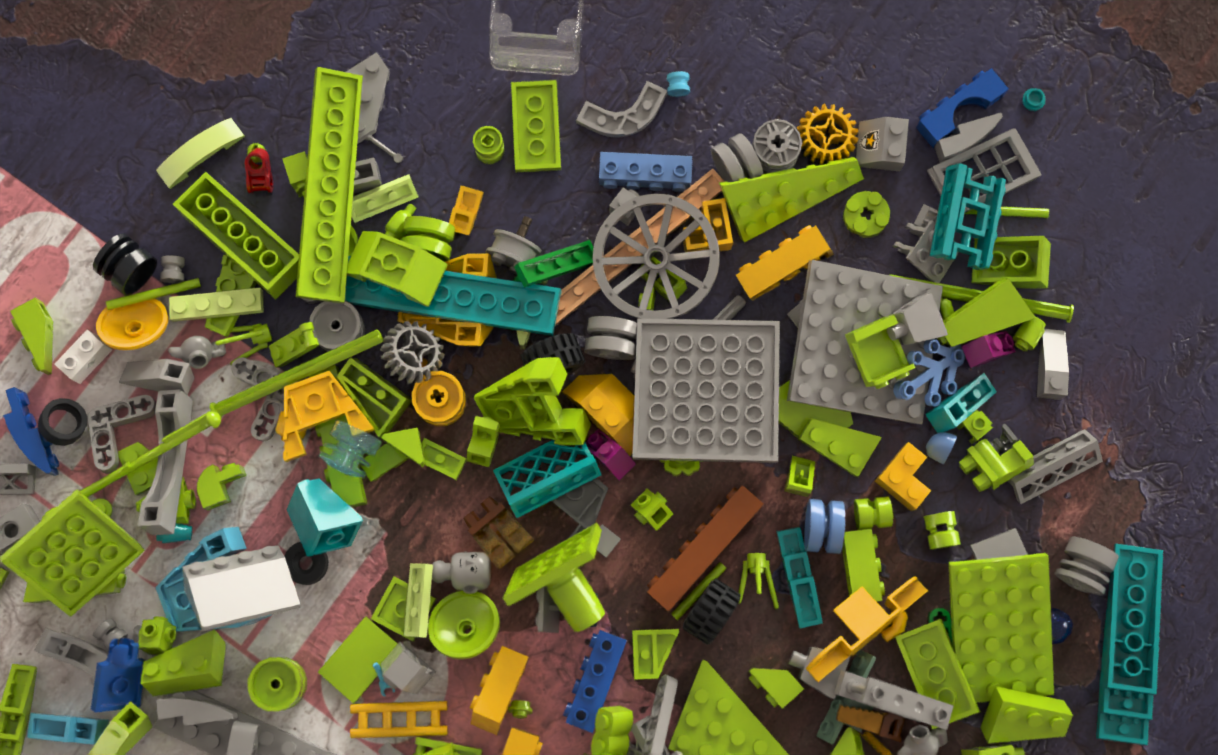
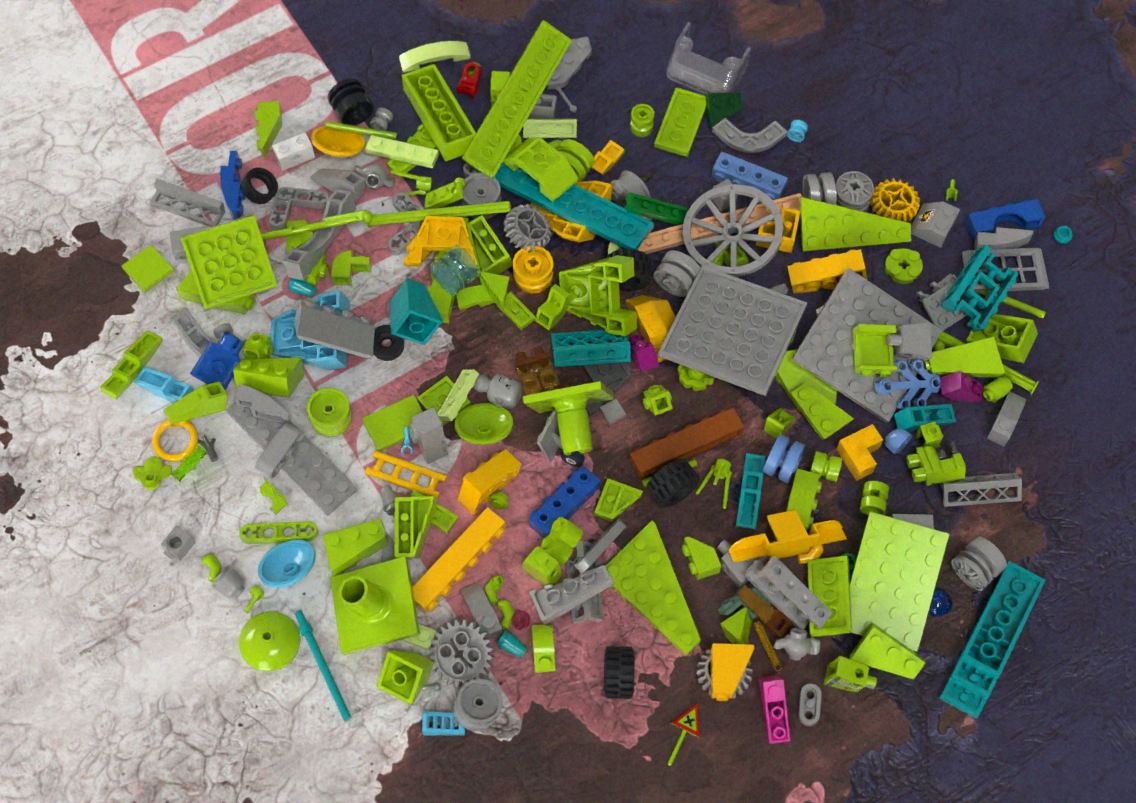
camera: 20 degrees right, 15 degrees down
(576, 86) = (722, 106): none -> dark green wing
(887, 94) = (952, 192): none -> lime hand

